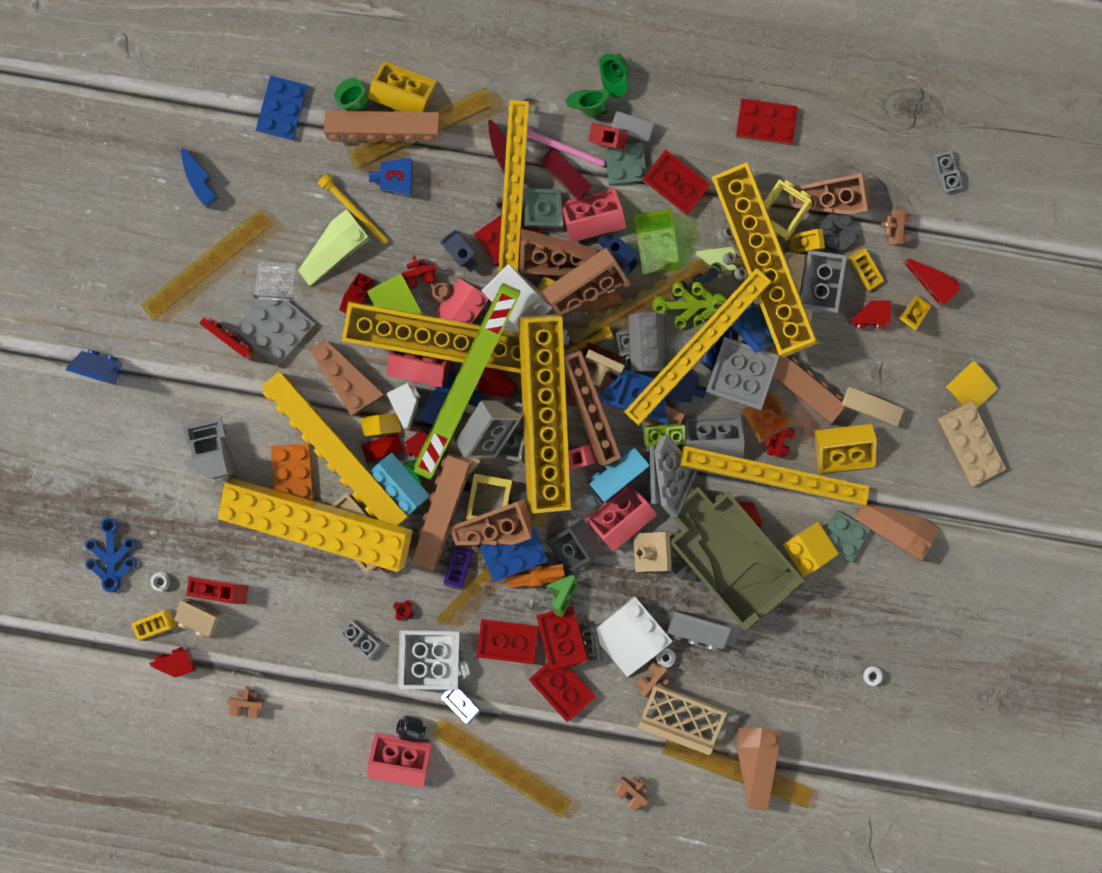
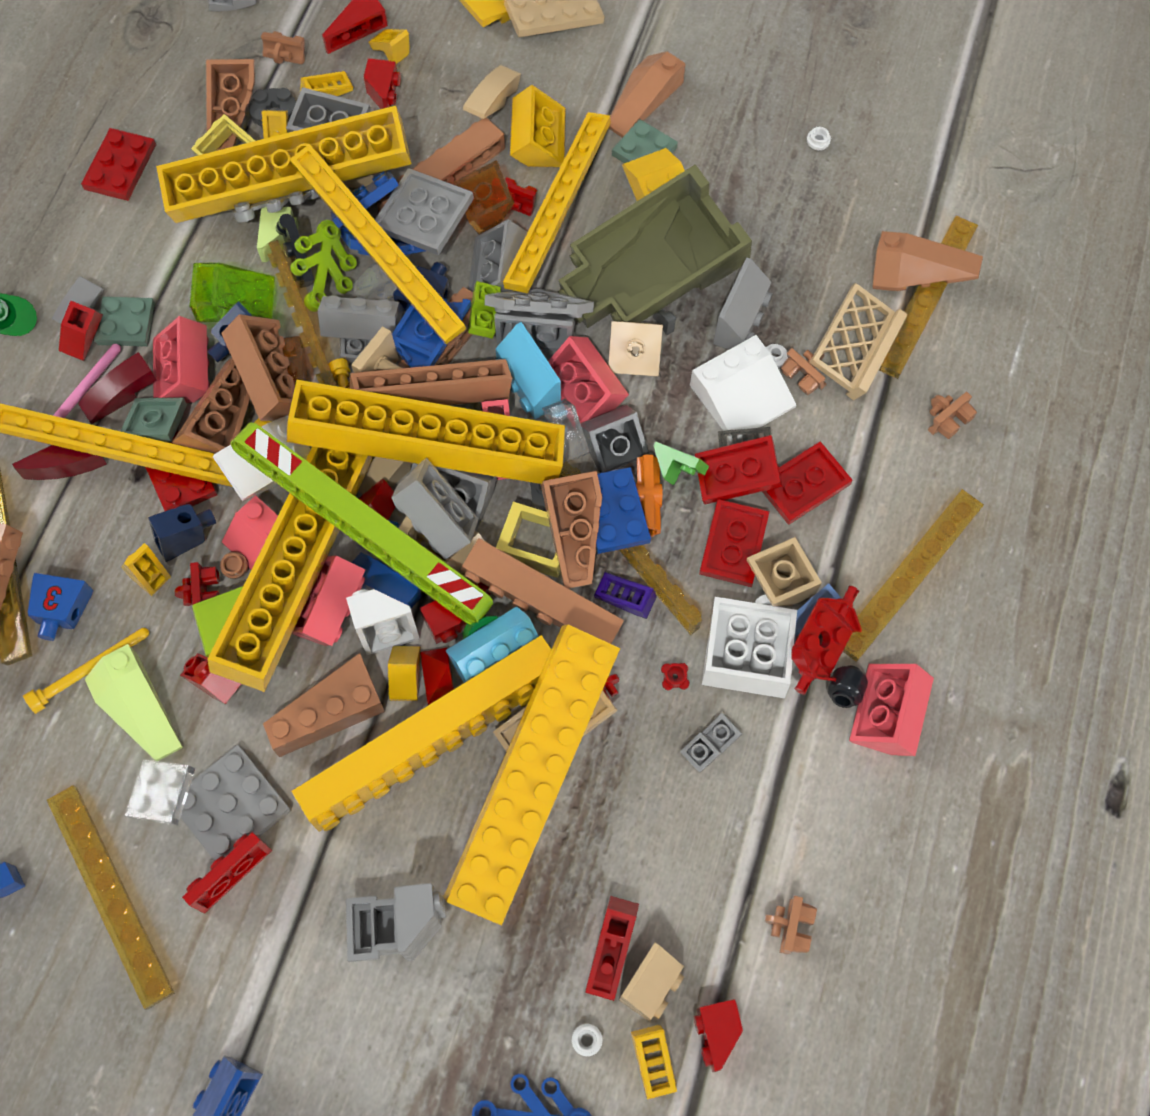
camera: 80 degrees left, 20 degrees down
(292, 470) = (444, 807): orange plate -> none
(422, 704) = (836, 622): none -> red plate
(425, 231) = (146, 570): none -> yellow slope
(483, 677) = (785, 573): none -> tan slope
(589, 101) = (33, 346): green piece -> none
(675, 182) = (162, 264): red plate -> none

